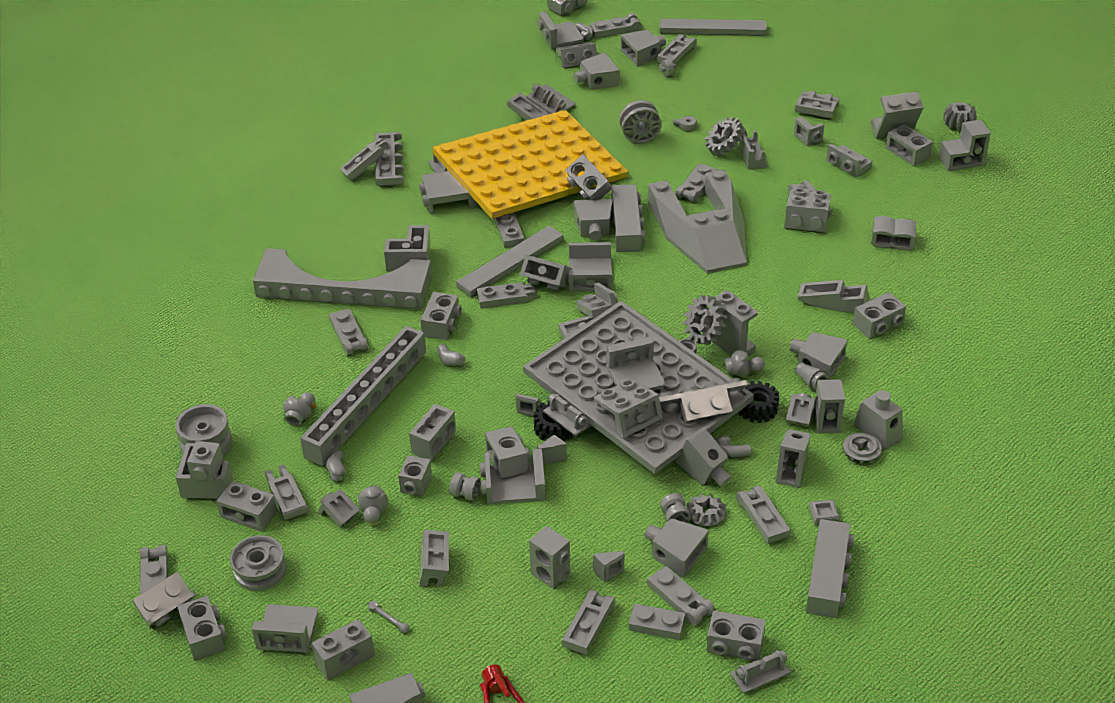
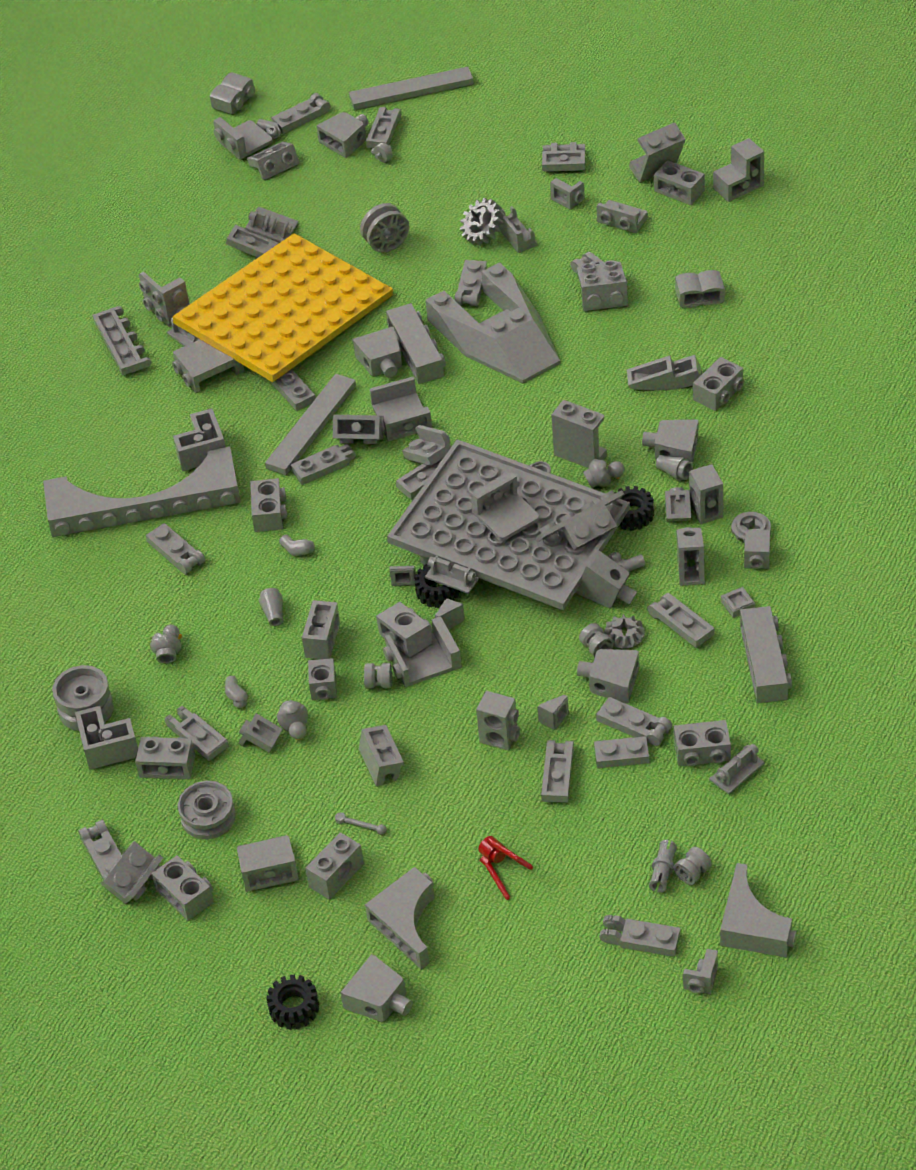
camera: 15 degrees left, 5 degrees up
(205, 461) = (112, 729): light grey brick -> none
(363, 395) = (230, 611): light grey brick -> none
(364, 158) = (96, 348): light grey hinge -> none
(404, 398) = (272, 605): none -> light grey cone
(435, 132) = (164, 300): none -> light grey bracket
(591, 177) = (363, 307): light grey brick -> none
(598, 72) = (309, 177): light grey torso -> none
(631, 405) = (518, 545): light grey bracket -> none
(686, 123) = (431, 215): light grey piece -> none
(705, 319) = (551, 437): light grey gear -> none
(859, 468) = (757, 549): none -> light grey brick
(880, 419) = (760, 493): light grey torso -> none
(958, 113) = (720, 134): light grey gear -> none

